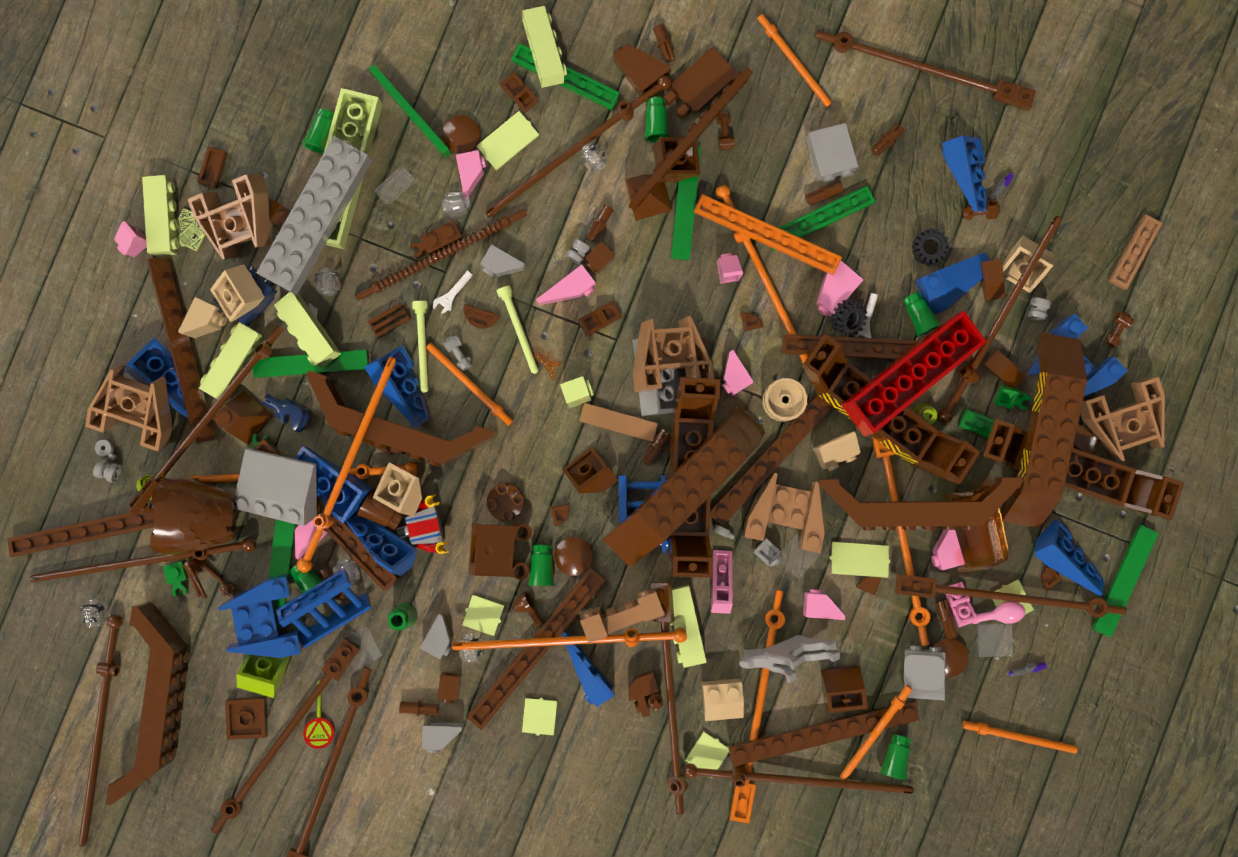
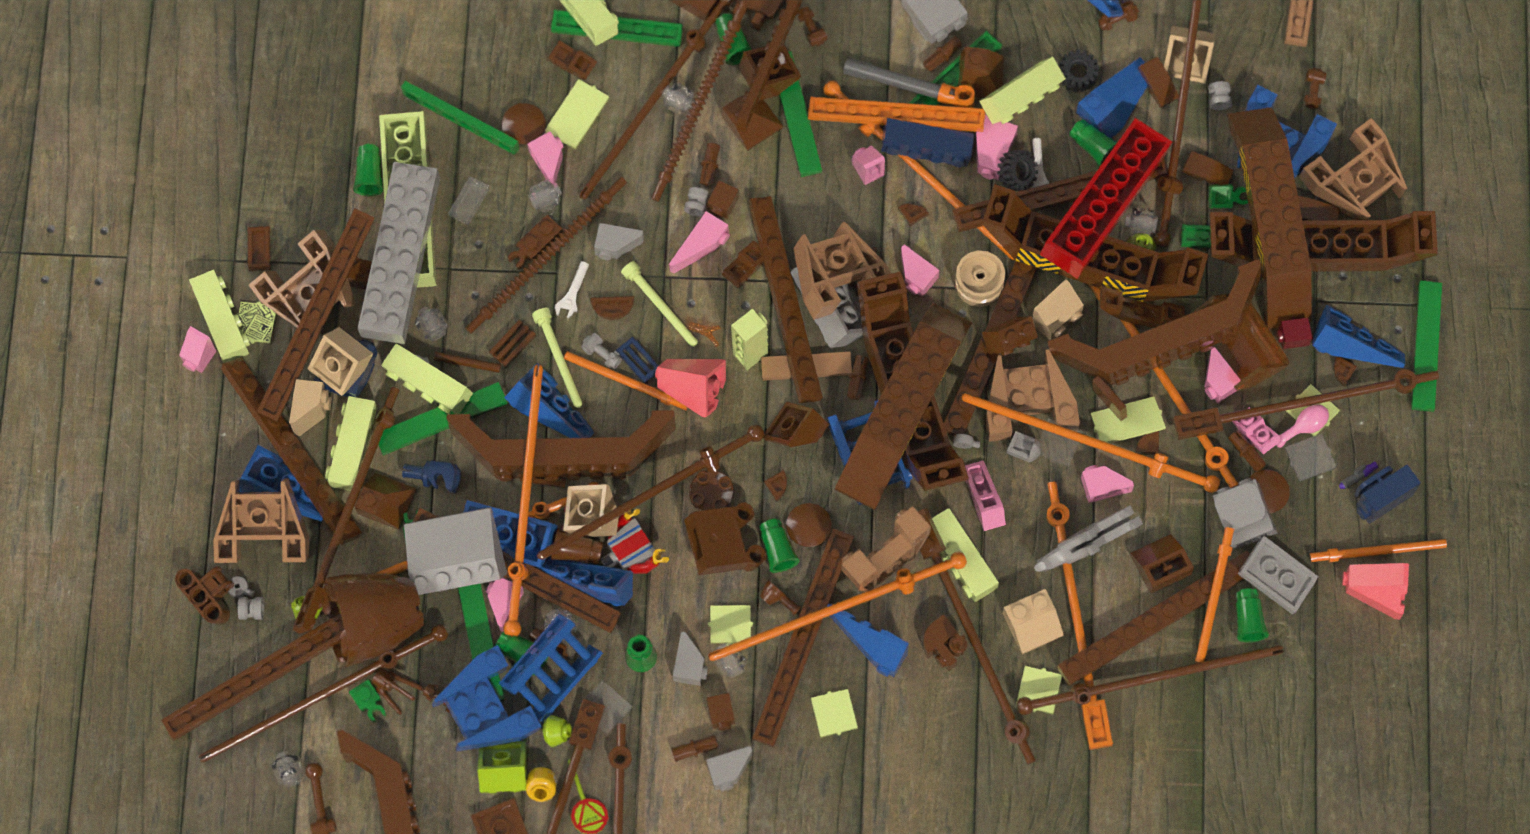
camera: 15 degrees left, 15 degrees down
(73, 447) = (215, 587): none -> reddish brown piece
(229, 246) = (316, 314): none -> reddish brown plate
(287, 697) = (541, 784): none -> yellow head
(313, 657) = (556, 730): none -> lime cone
(347, 323) = (468, 362): none -> reddish brown bar
(491, 385) = (650, 374): none -> dark blue tile
(510, 478) = (709, 460): none -> reddish brown bar
(521, 406) = (693, 382): none -> coral slope
(620, 361) = (785, 300): none -> reddish brown plate
(659, 111) = (733, 27): none -> reddish brown hose
(783, 268) = (927, 142): none -> dark blue brick
(791, 458) = (1009, 335): none -> reddish brown brick
(813, 230) = (955, 96): none -> dark grey piece
(849, 222) = (981, 70): none -> reddish brown slope
(852, 538) = (1111, 400): none -> reddish brown tile
(869, 607) = (1157, 464): none -> orange bar
(878, 251) = (1022, 90): none -> yellowish green brick
(906, 474) = (1138, 312): none -> reddish brown slope
(932, 733) = (1278, 575): none -> light grey plate
(935, 397) = (1141, 221): none -> clear head
(1011, 771) = (1379, 586): none -> coral slope
(1022, 534) = (1294, 333): none -> dark red brick
(1045, 697) = (1385, 492): none -> dark blue brick

